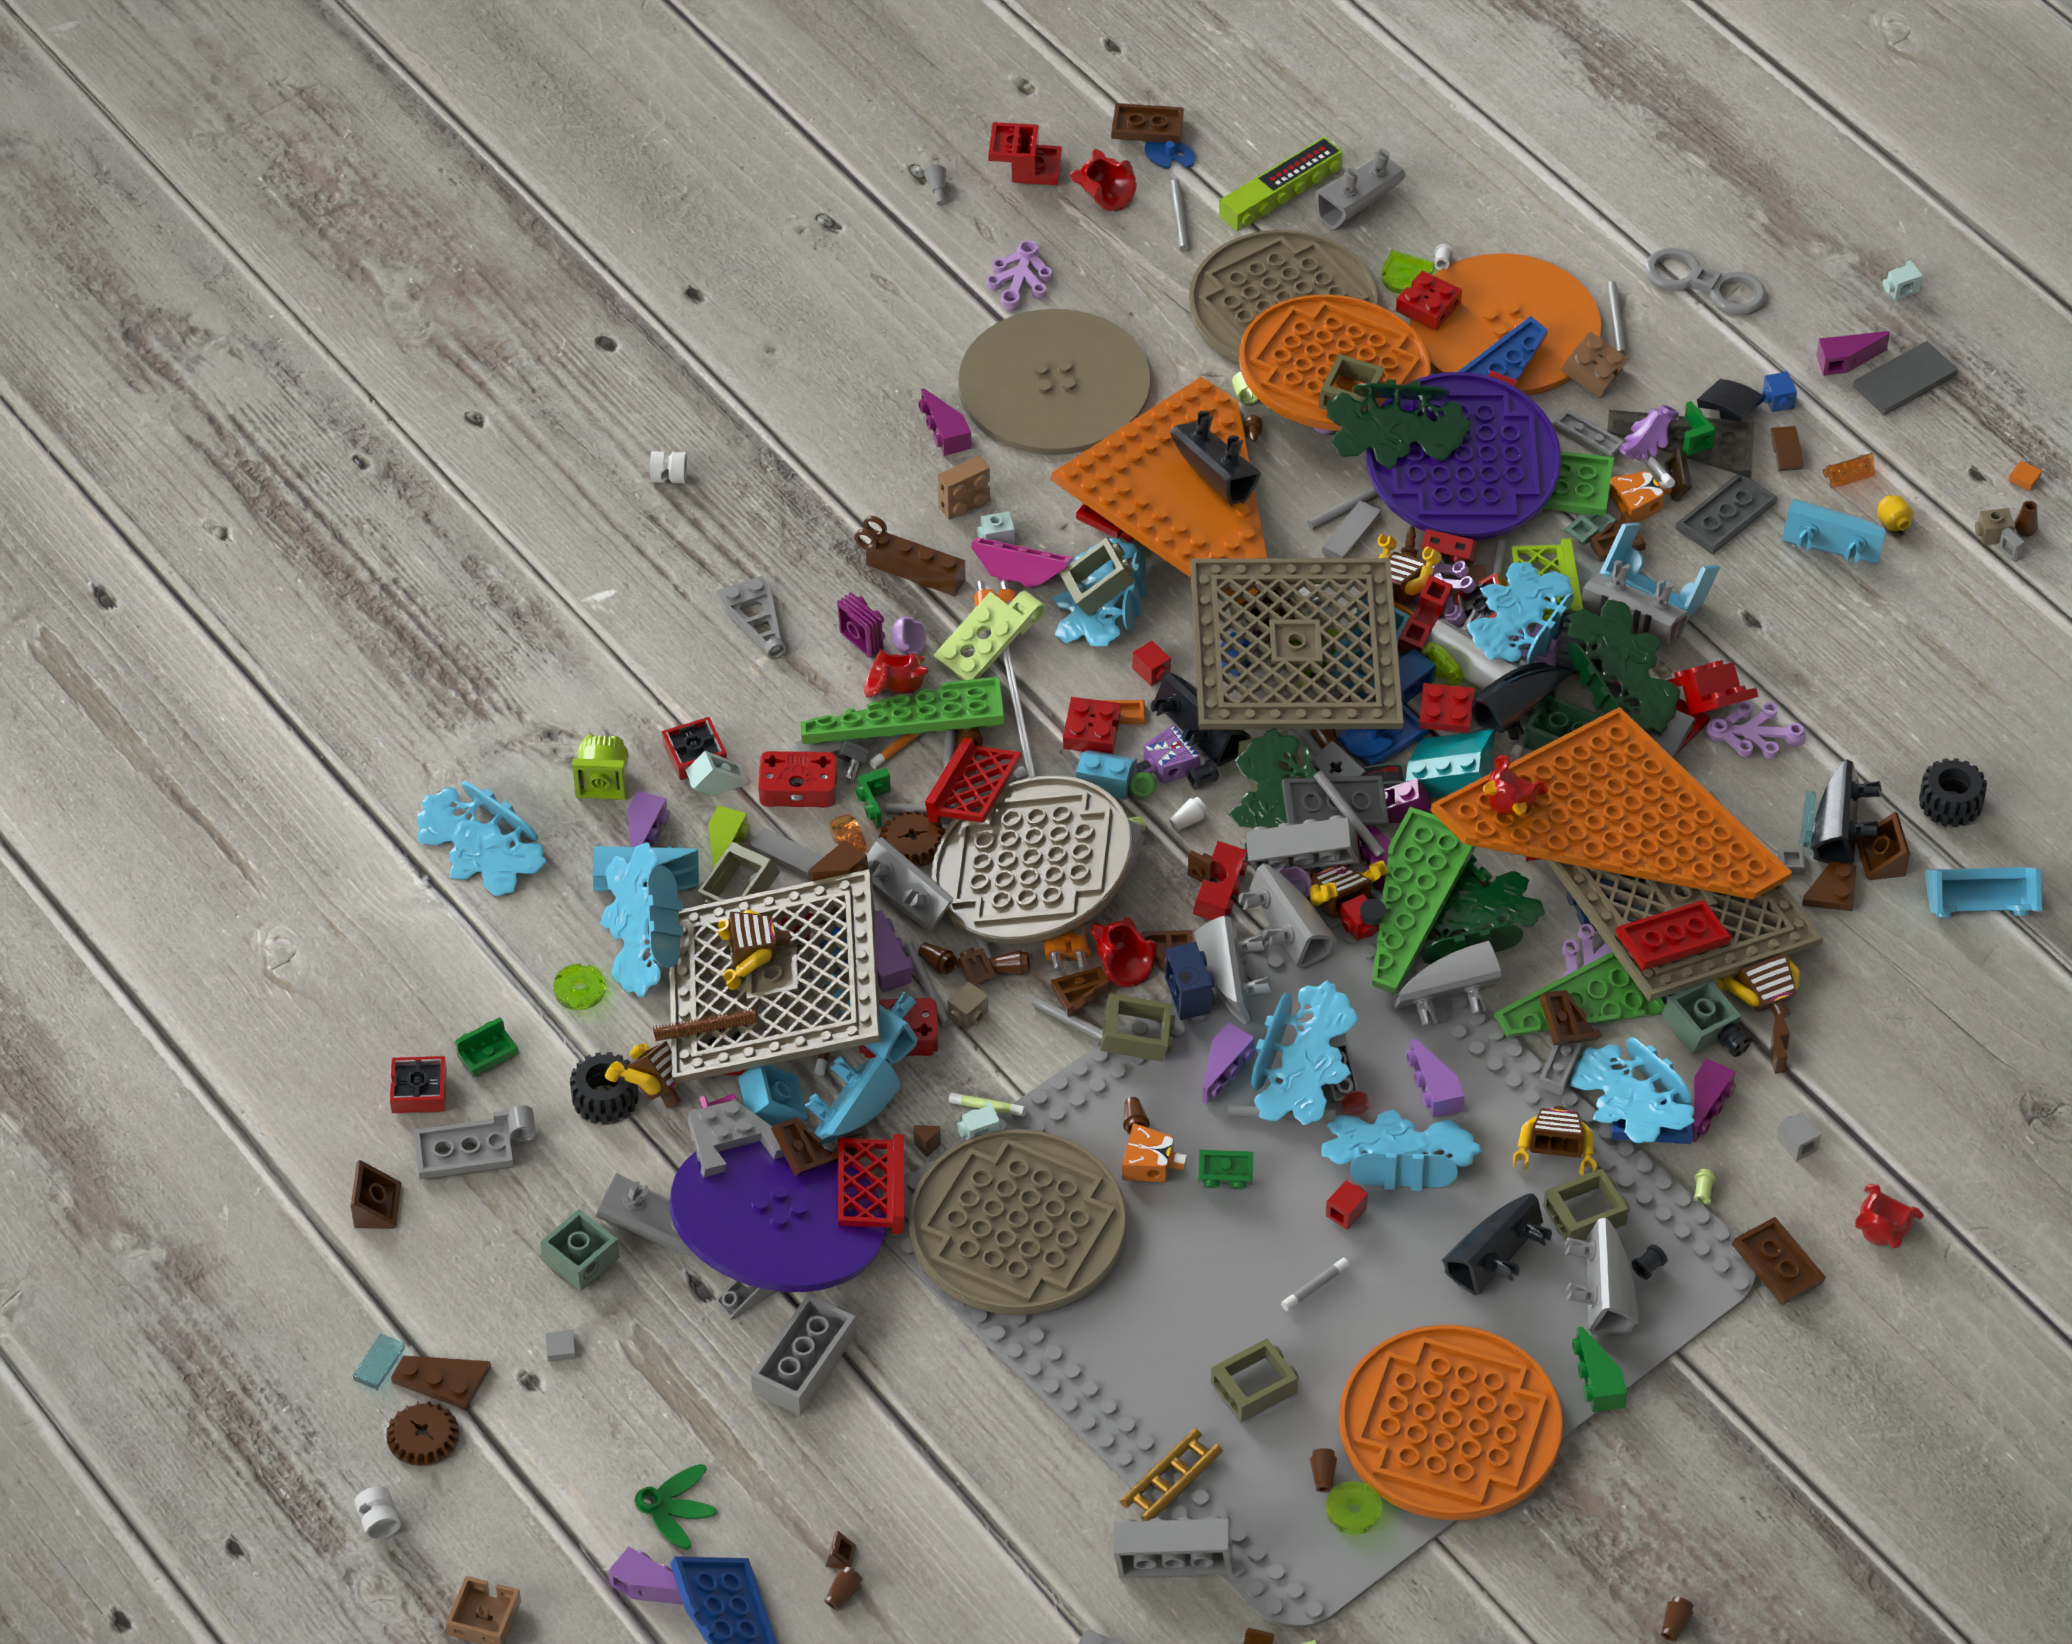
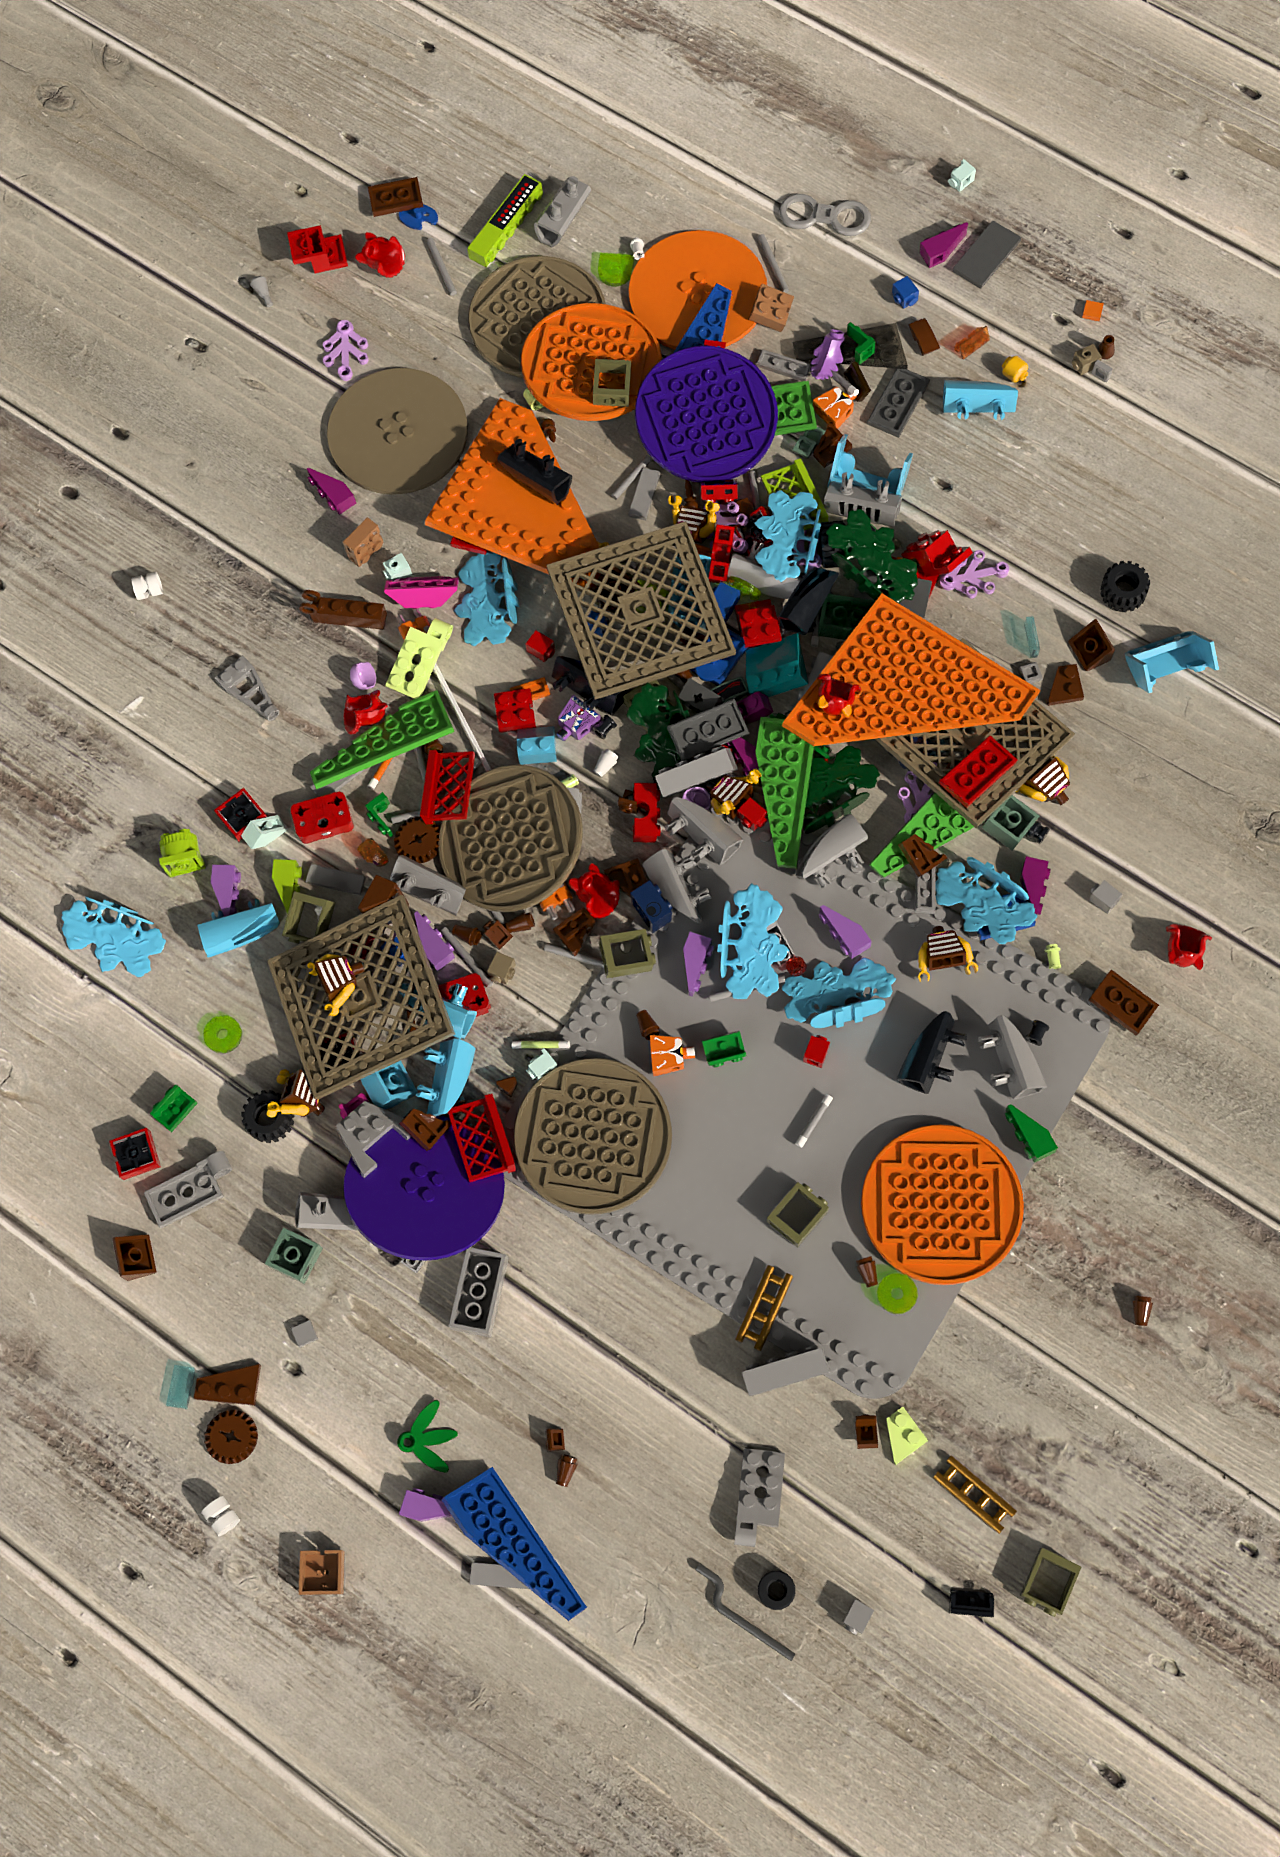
camera: 10 degrees left, 20 degrees up
(634, 910) = (251, 974): medium azure plant -> none
(705, 1025) = (324, 1051): dark orange axle -> none
(855, 755) = (357, 786): dark grey piece -> none
(861, 624) = (326, 678): magenta brick -> none
(1107, 587) = (491, 600): olive window -> none
(1143, 784) = (565, 747): bright green tile -> none
(1346, 810) = (721, 737): light grey bar -> none
(1372, 912) = (762, 811): black tile -> none
(1392, 429) = (653, 410): dark green plant -> none
(1428, 300) = (640, 289): red piece -> none
(1562, 1217) = (967, 1015): olive window -> none
(1731, 398) = (874, 308): black slope -> none
(1779, 1044) = (1067, 822): reddish brown slope -> none
(1836, 818) = (1053, 638): black piece -> none

